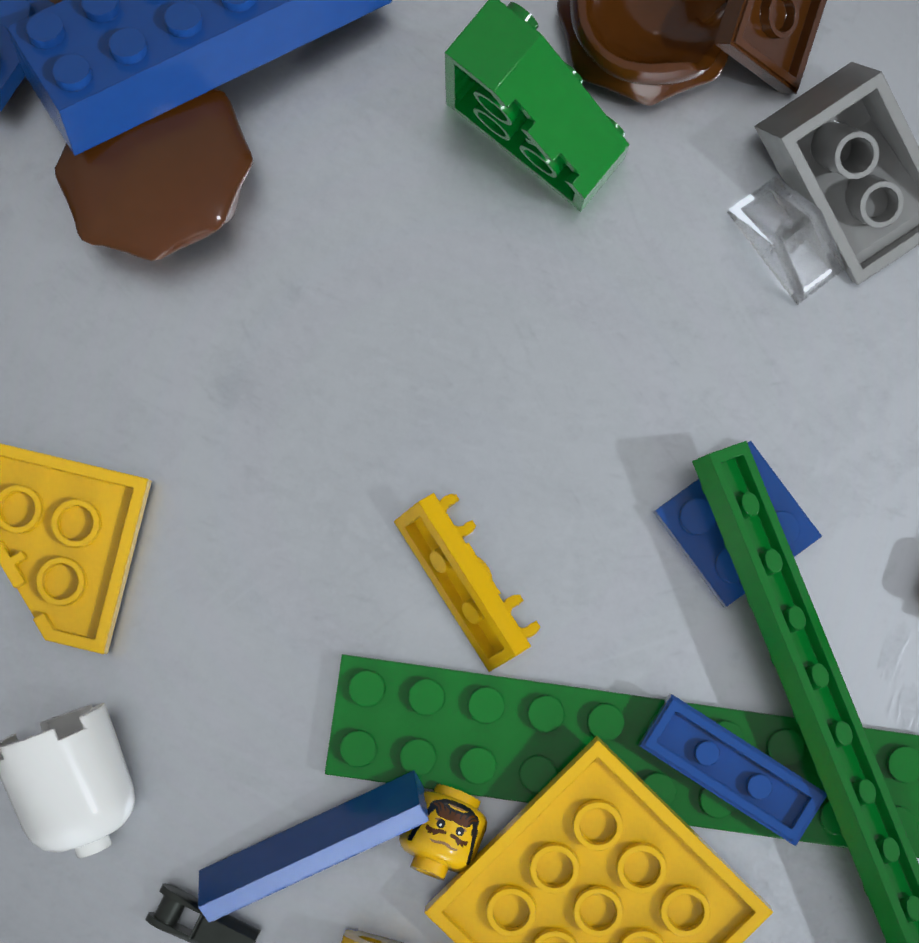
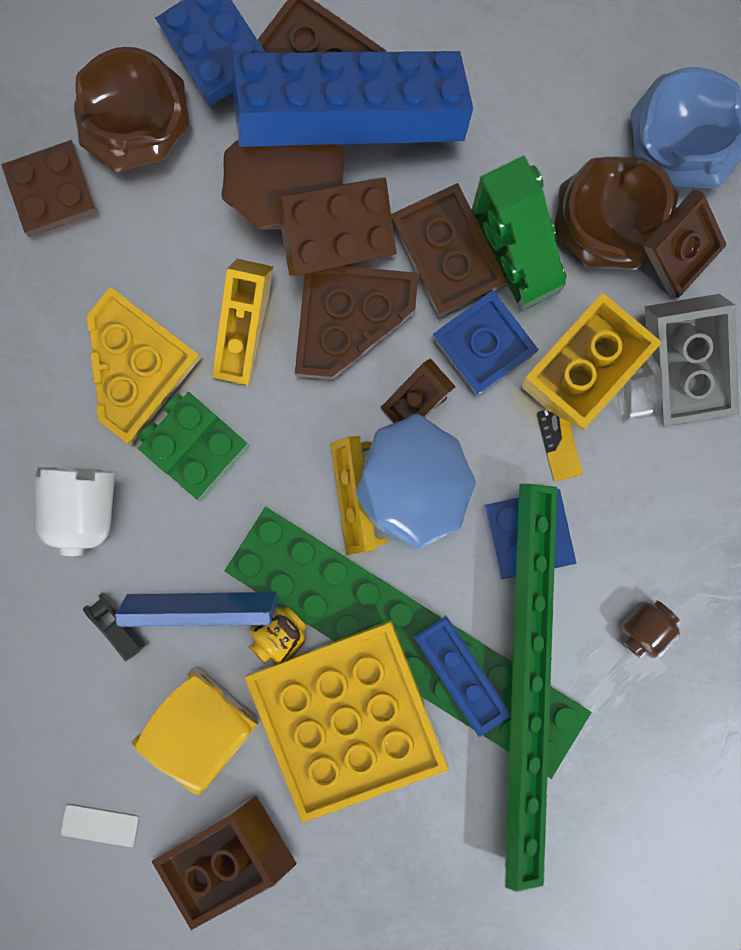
camera: 25 degrees right, 0 degrees up
(187, 402) = (241, 320): none -> yellow slope
(196, 613) = (191, 445): none -> green plate
(265, 206) = (336, 225): none -> reddish brown plate
(337, 324) = (348, 314): none -> reddish brown plate
(438, 168) = (448, 250): none -> reddish brown plate
(490, 399) = (419, 393): none -> reddish brown slope
(543, 524) = (415, 482): none -> medium blue piece
(551, 279) = (485, 343): none -> blue plate
(715, 243) = (590, 362): none -> yellow slope
(721, 375) = (559, 446): none -> yellow sticker

